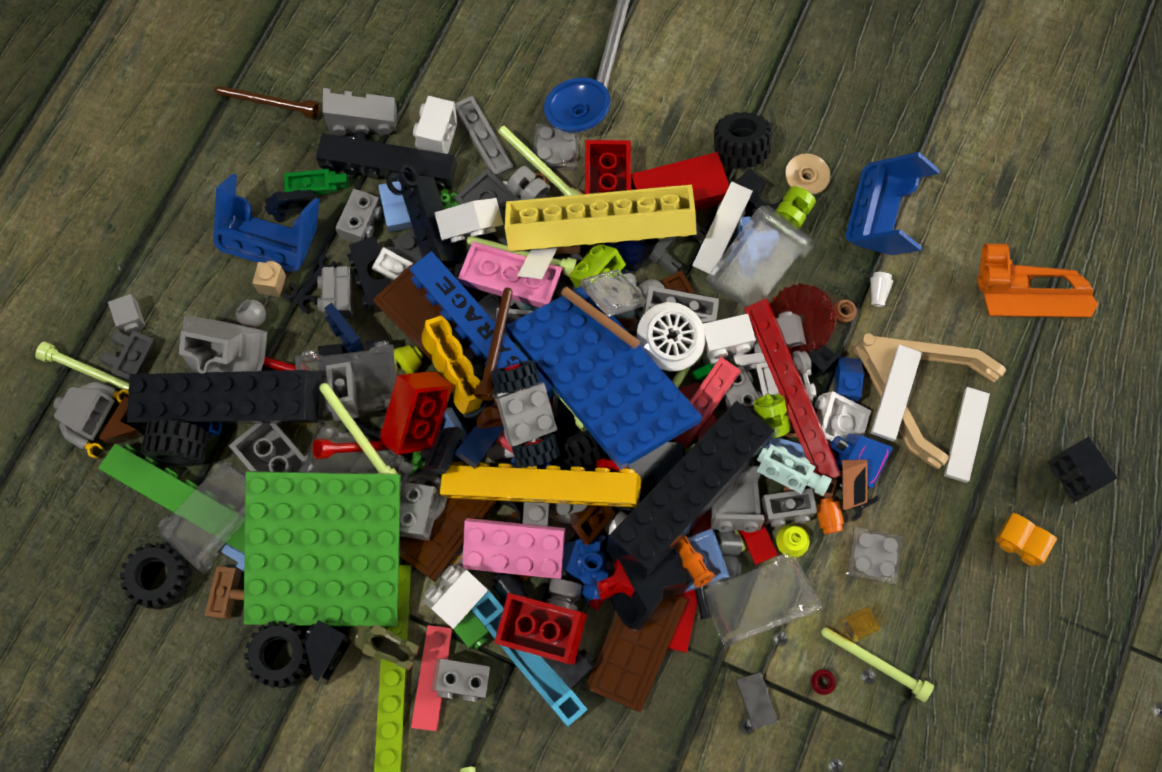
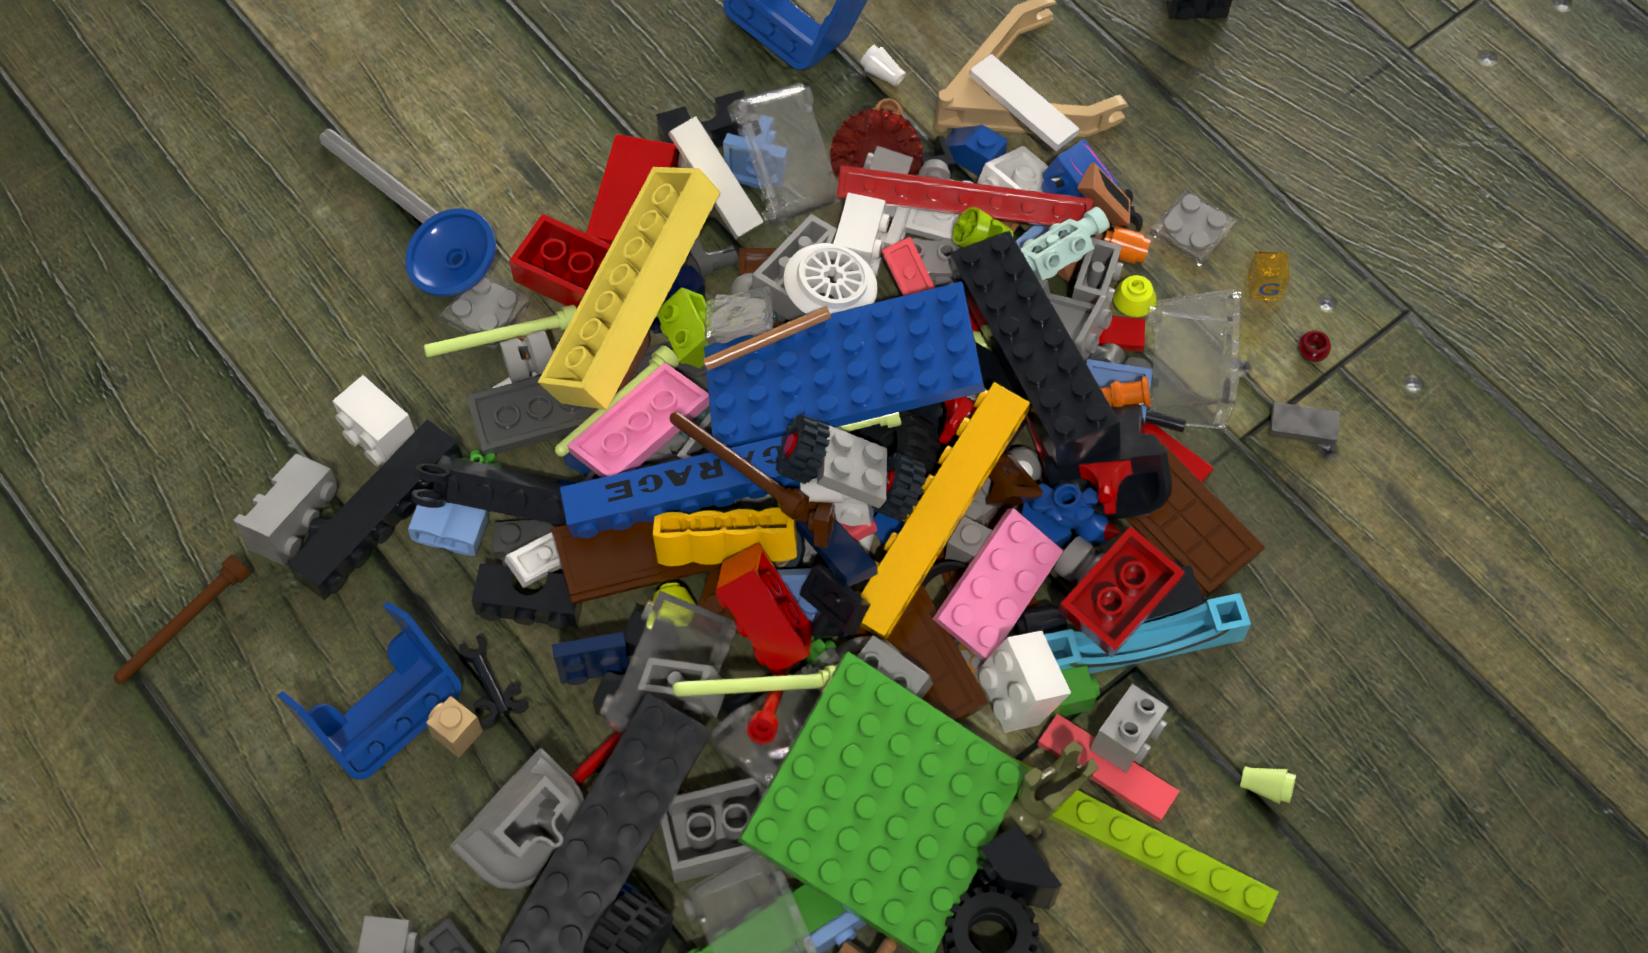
camera: 60 degrees left, 10 degrees down
(251, 313) = (489, 772): light grey piece -> none
(286, 202) = (358, 656): black plate -> none
(318, 181) = (346, 613): green hinge -> none
(336, 289) = (522, 651): light grey brick -> none
(359, 216) = (435, 576): light grey brick -> none
(469, 220) = (533, 437): white brick -> none
(483, 137) = (423, 383): light grey tile -> none
(537, 263) = (645, 383): white sticker -> none
(702, 372) = (883, 282): green tile -> none
(742, 139) = (615, 102): black tyre -> none
(796, 205) = (738, 81): lime wheel -> none
(810, 166) = (696, 57): tan dish -> none
(920, 688) = (1367, 255): yellowish green piece -> none
(966, 435) = (1099, 72): white tile -> none
(1025, 539) = (1248, 77): light orange brick -> none

